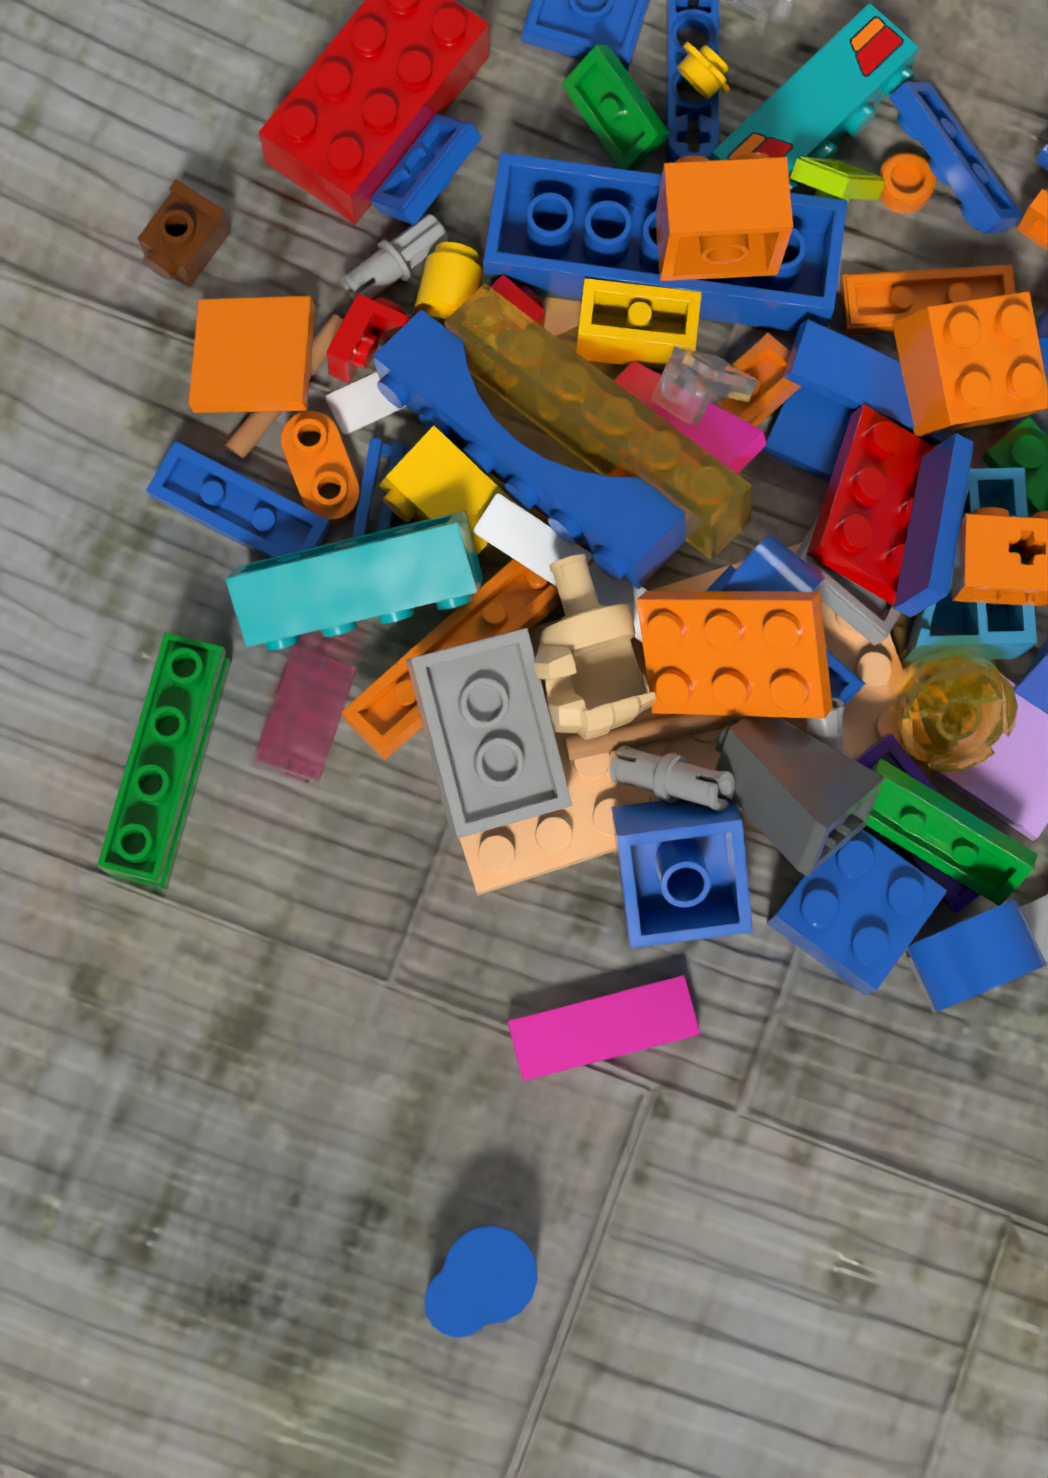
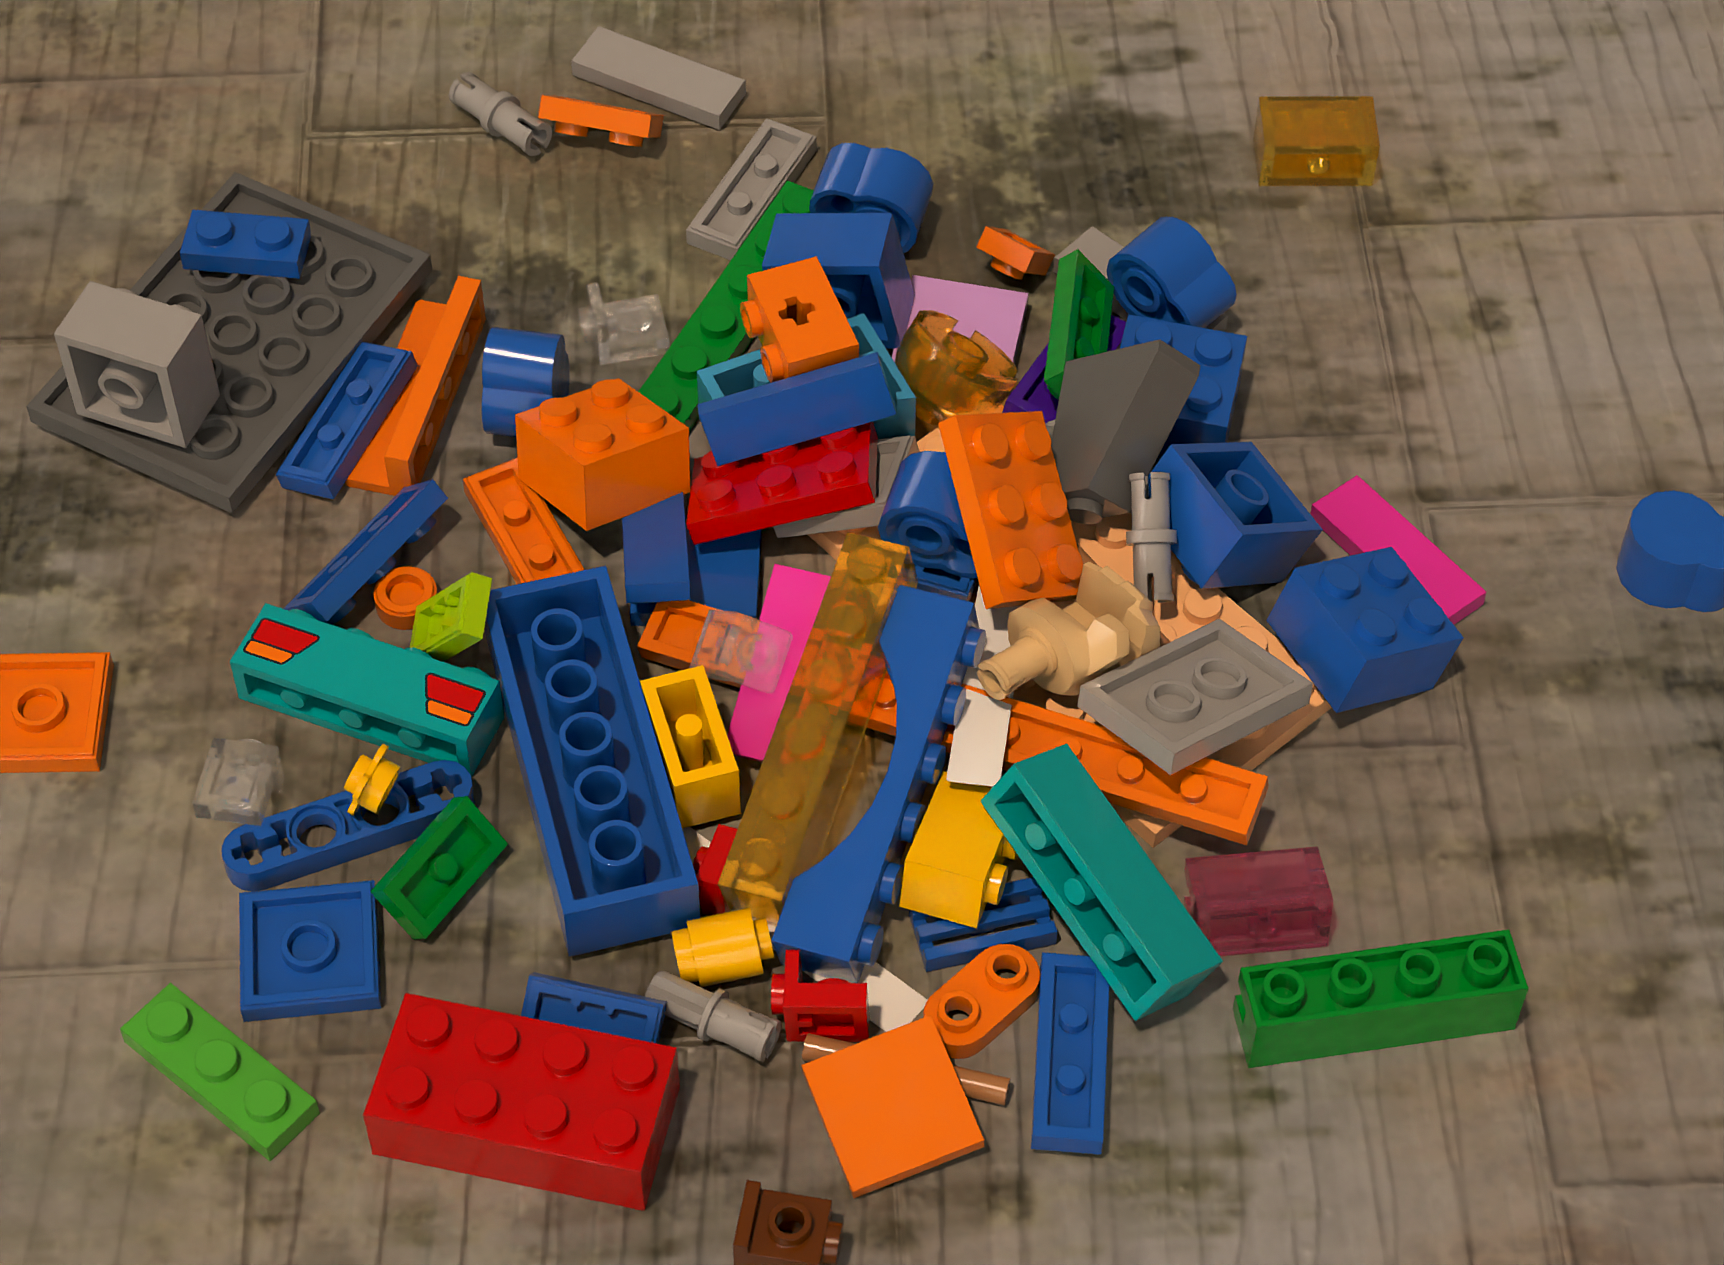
camera: 110 degrees left, 25 degrees down
(513, 933) = (1364, 629): none -> blue brick
(723, 217) = (575, 647): orange brick -> none

